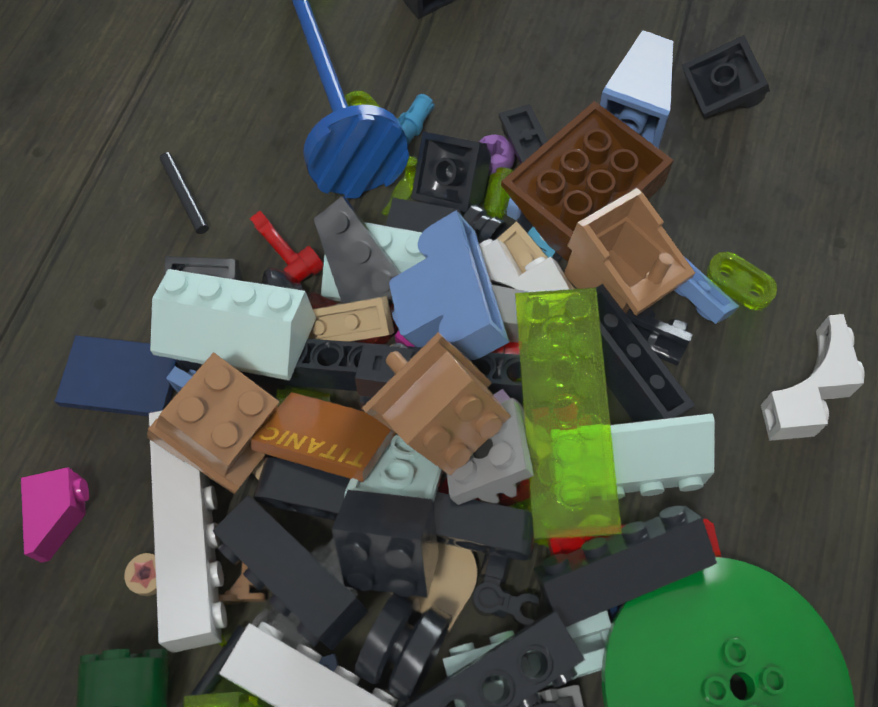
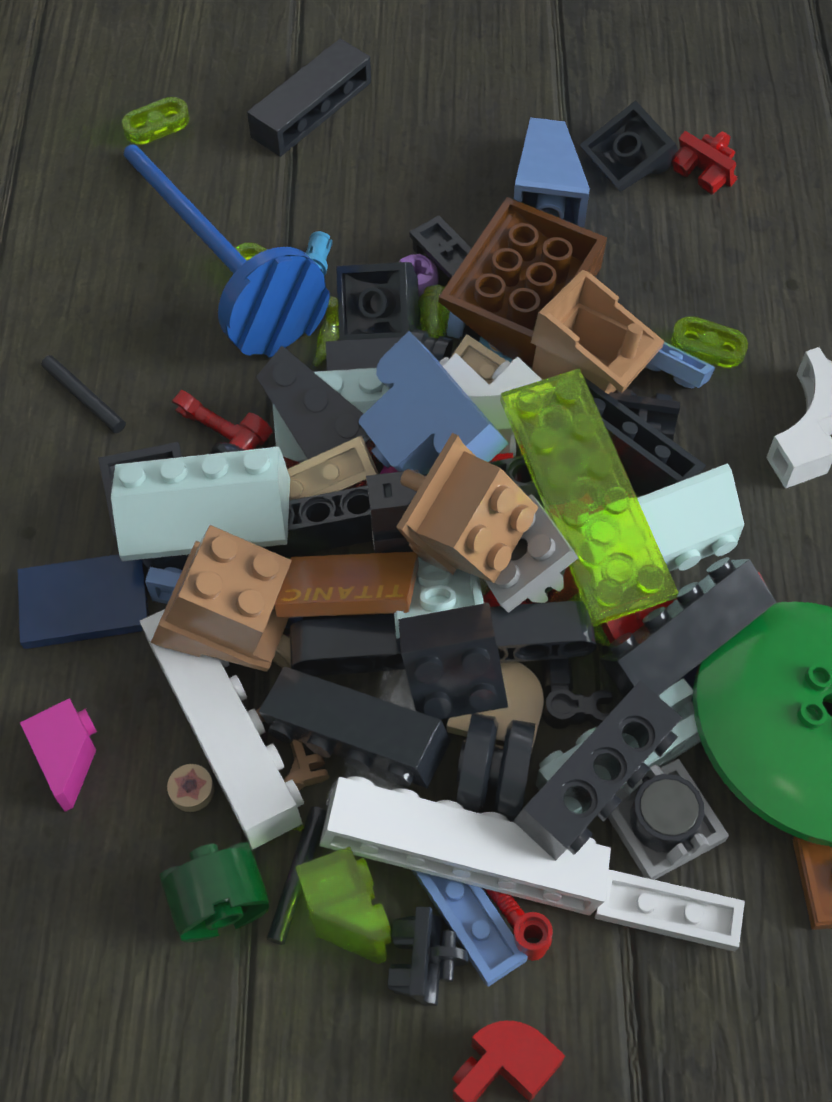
camera: 20 degrees left, 5 degrees down
(800, 101) = (709, 155): none -> red hips

